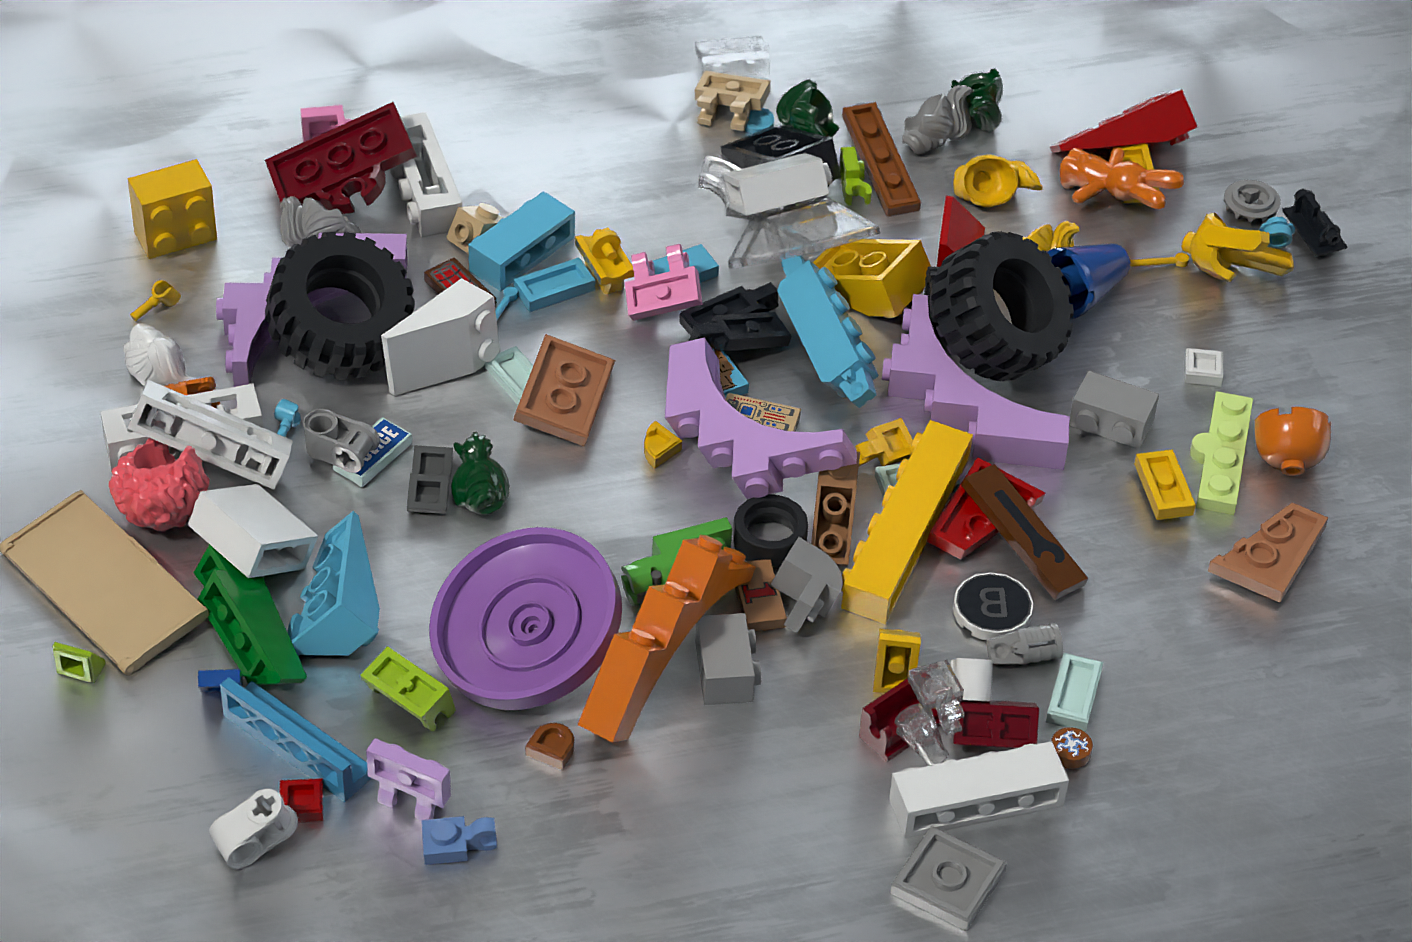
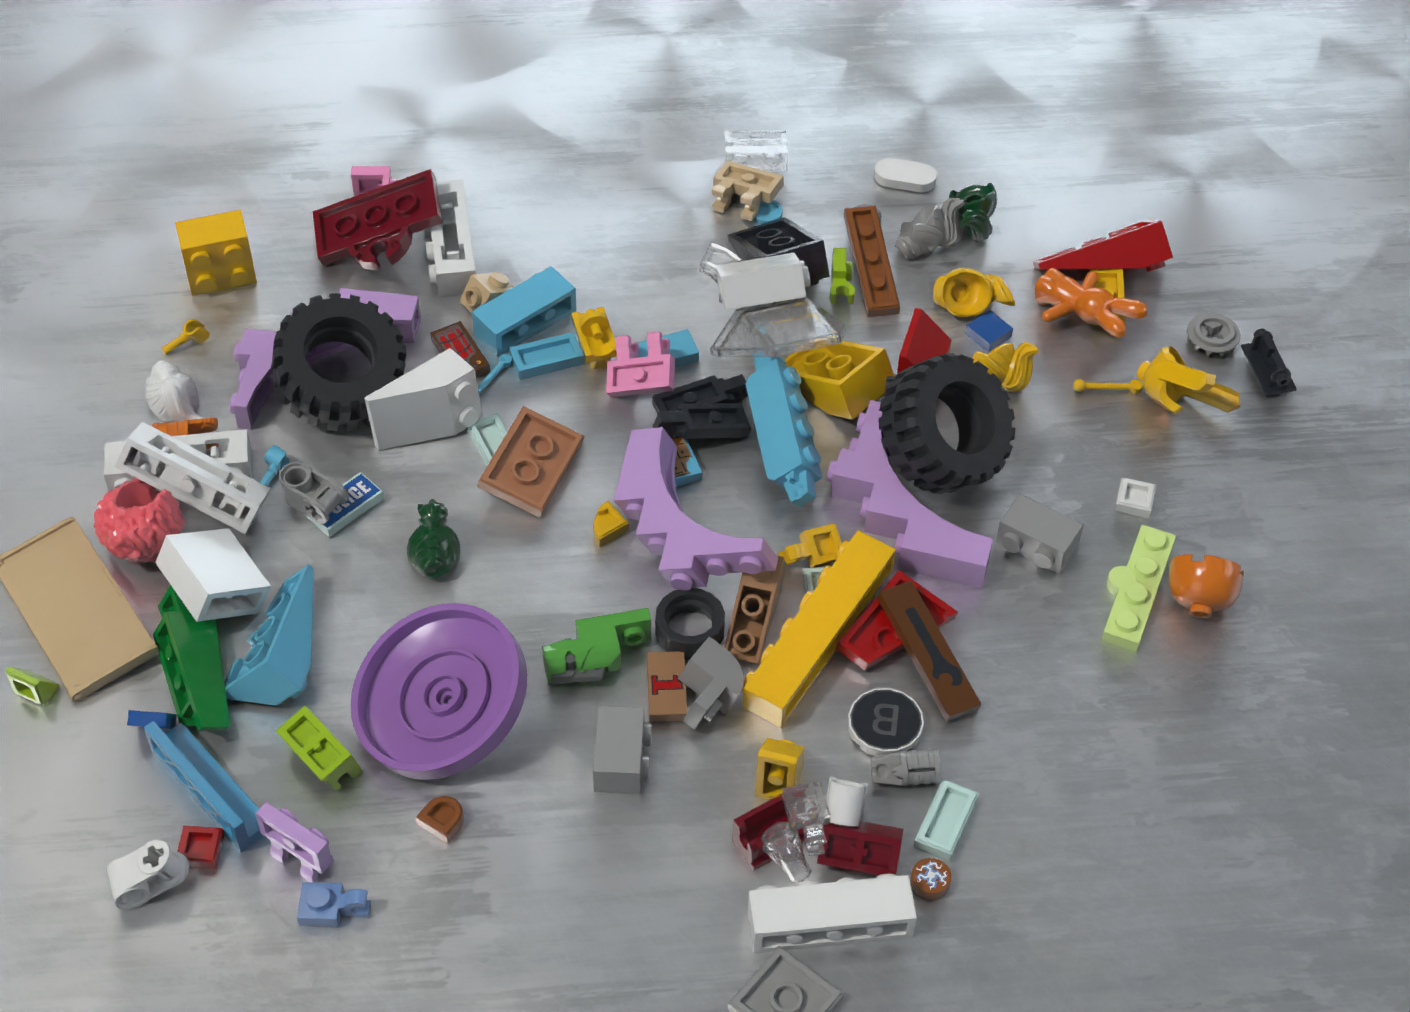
camera: 10 degrees right, 5 degrees up
(310, 219) = (339, 272): light grey hair -> none
(430, 479) = (389, 540): dark grey slope -> none
(666, 616) = (563, 706): orange arch -> none
(766, 412) = (709, 507): tan tile -> none
(807, 110) = (813, 209): dark green hair -> none
(897, 70) = (905, 175): none -> white tile
(1018, 217) = (989, 331): none -> blue tile
(1090, 272) = (1039, 394): blue cone -> none
(1164, 484) = (1073, 615): yellow plate -> none
(1273, 554) = (1166, 698): nougat wing -> none
(1279, 231) = (1231, 368): medium azure plate -> none

